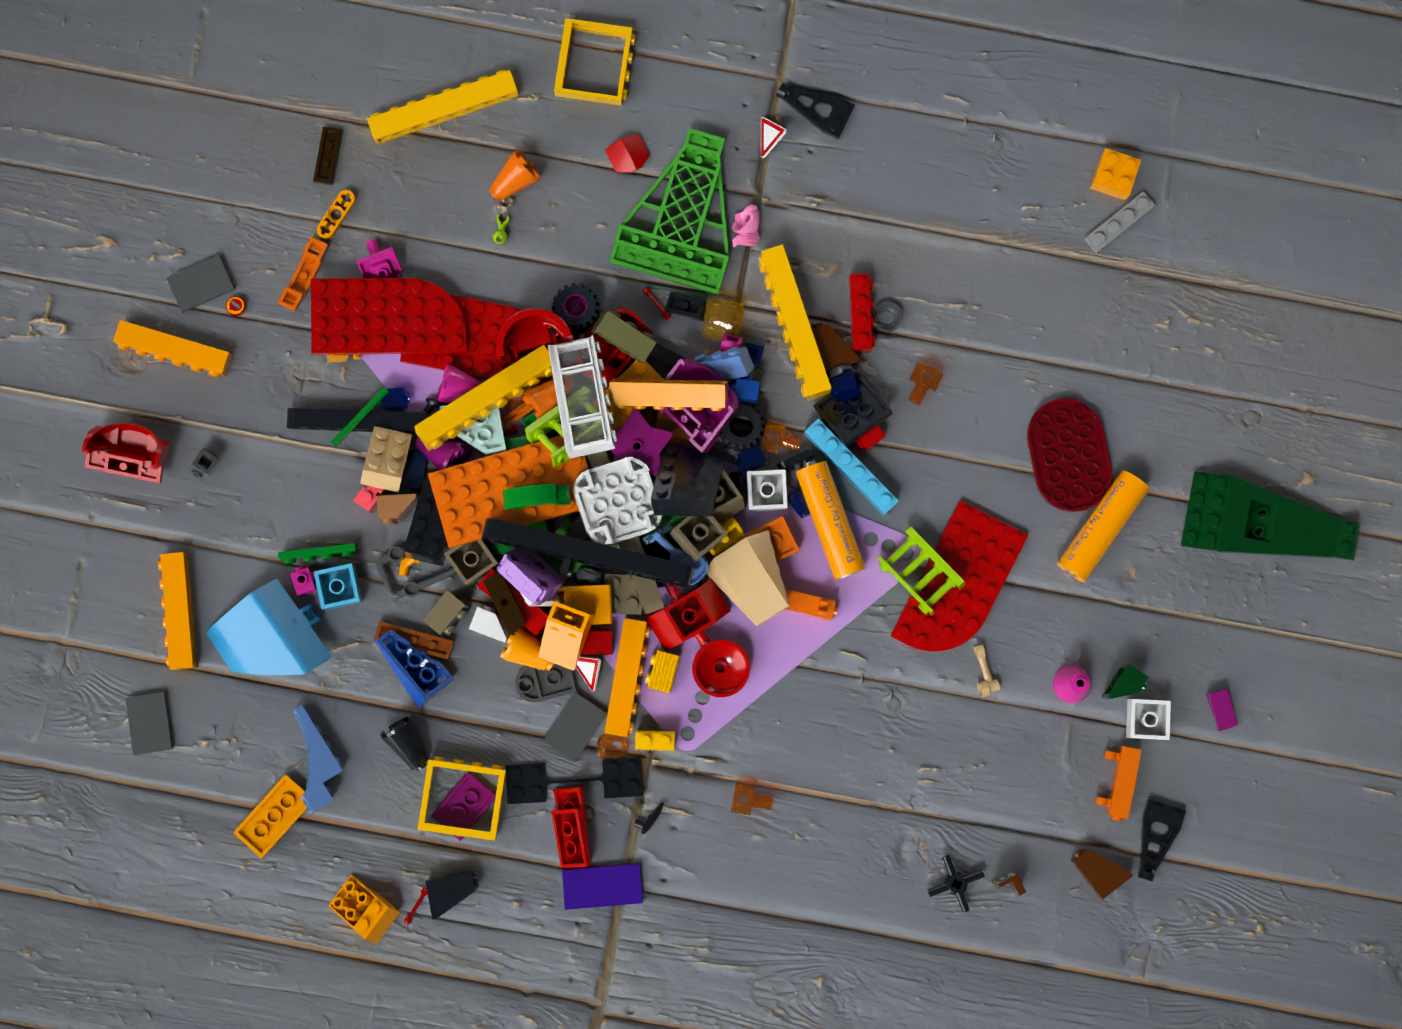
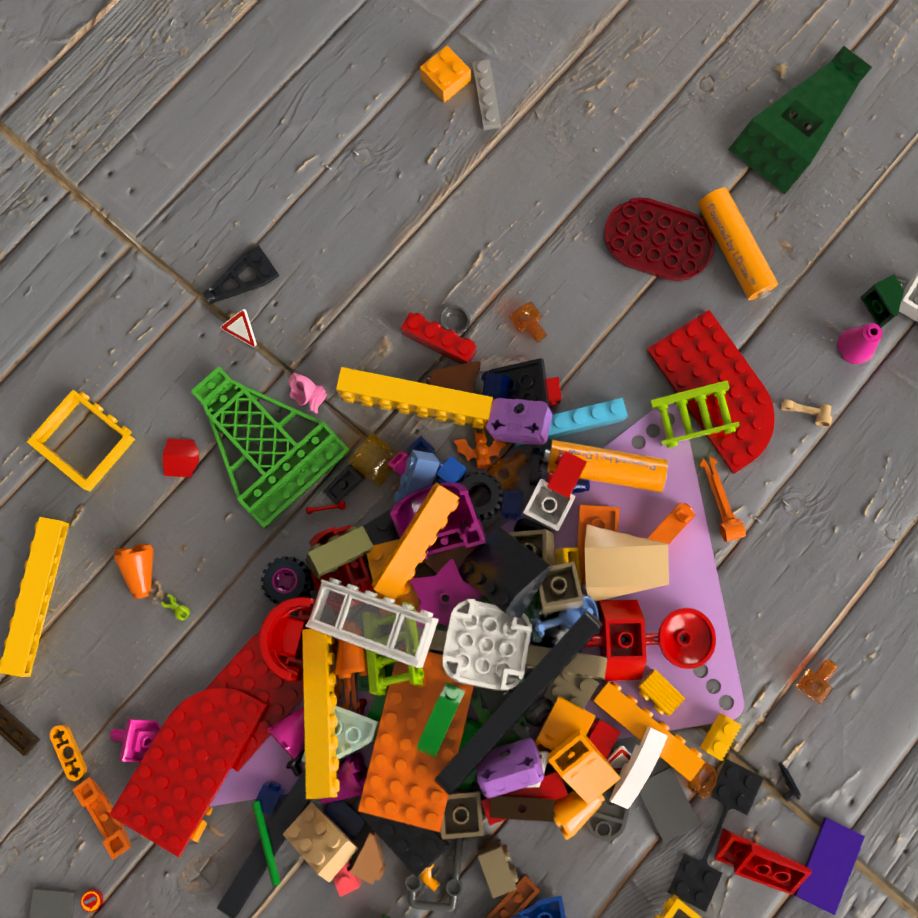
camera: 55 degrees left, 5 degrees down
(489, 624) = (531, 834): white slope -> none
(590, 684) = (639, 768): none -> white slope
(782, 408) = (481, 452): none -> orange animal
(798, 487) = (566, 473): none -> red brick
(823, 421) = (519, 421): none -> medium lavender axle
(841, 655) = (731, 527): none -> orange piece

